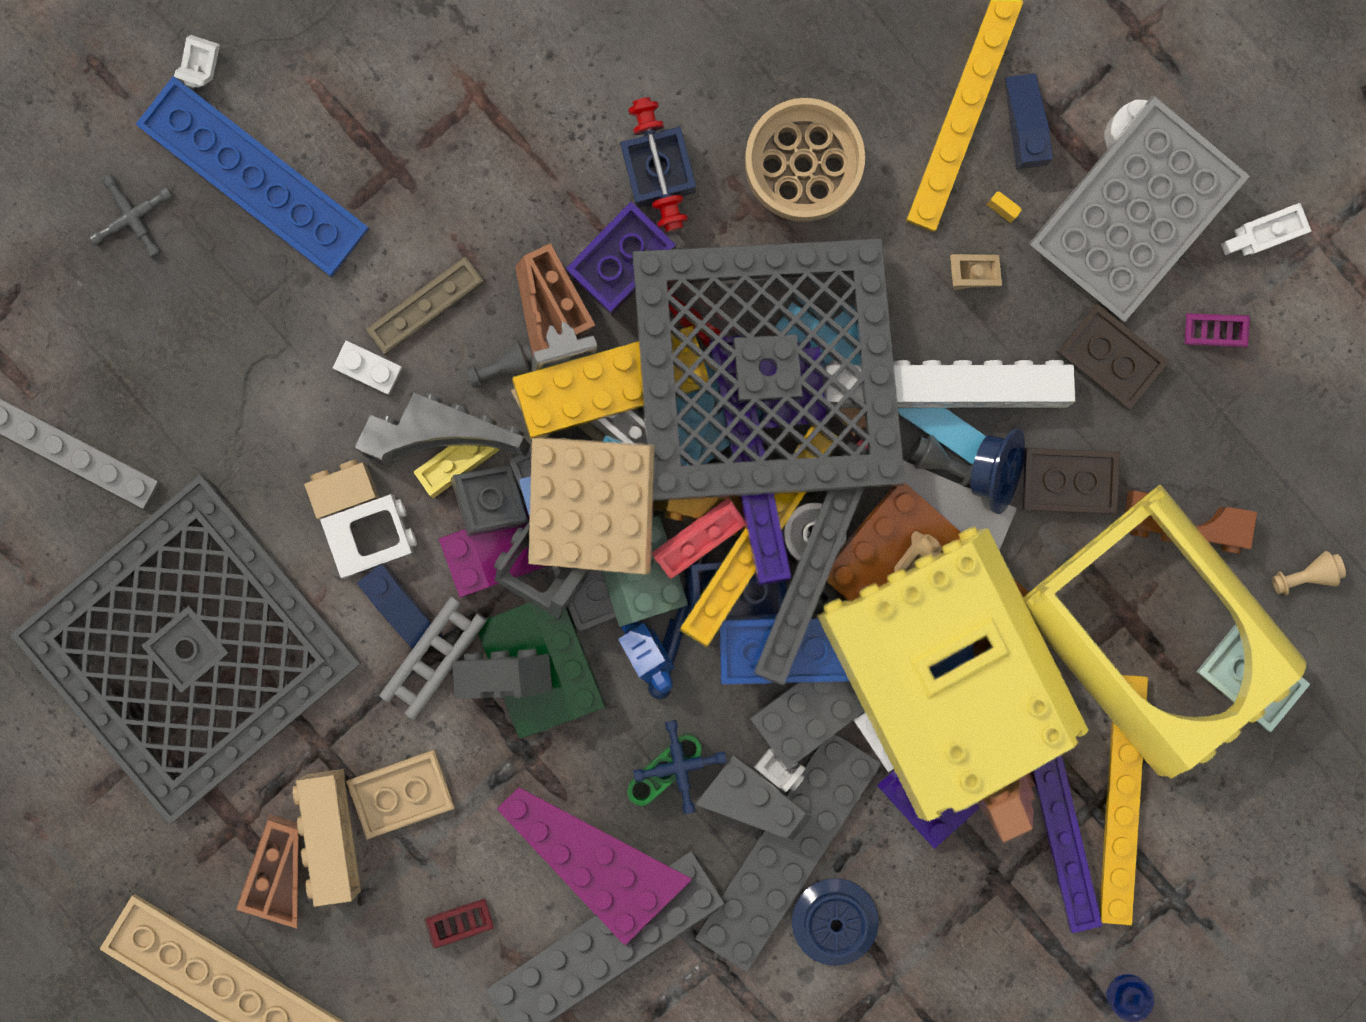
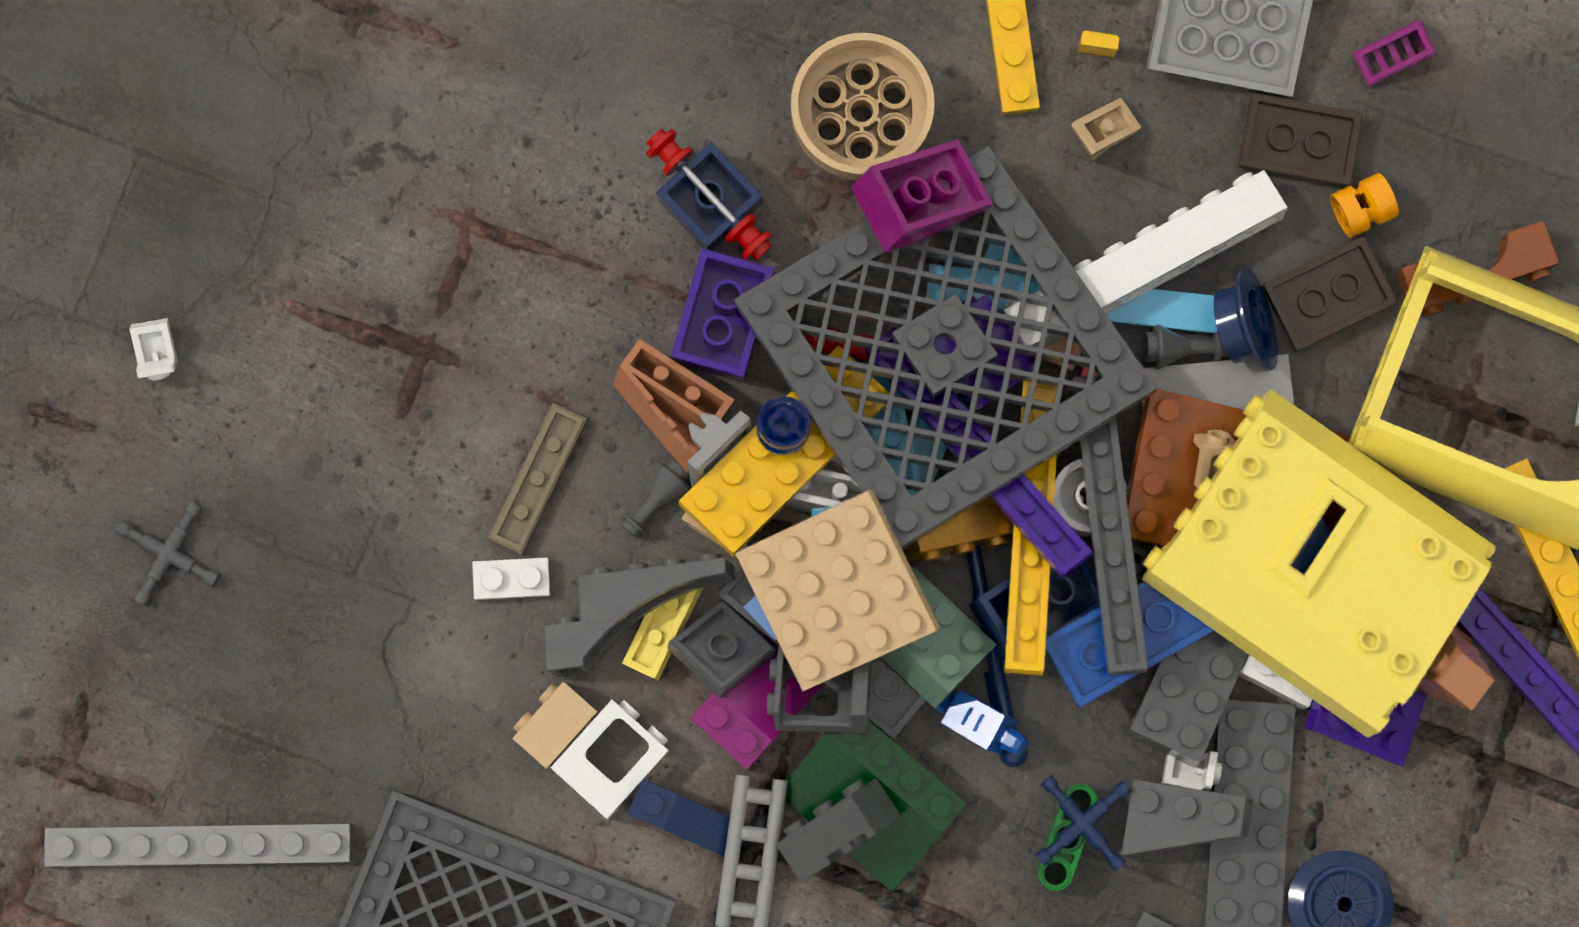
camera: 30 degrees left, 5 degrees down
(252, 176) = (277, 440): blue plate -> none
(617, 363) = (783, 425): none -> clear blue wheel
(699, 538) = (971, 565): coral tile -> none
(810, 247) = (920, 194): none -> magenta slope
(1143, 430) = (1377, 202): none -> light orange wheel

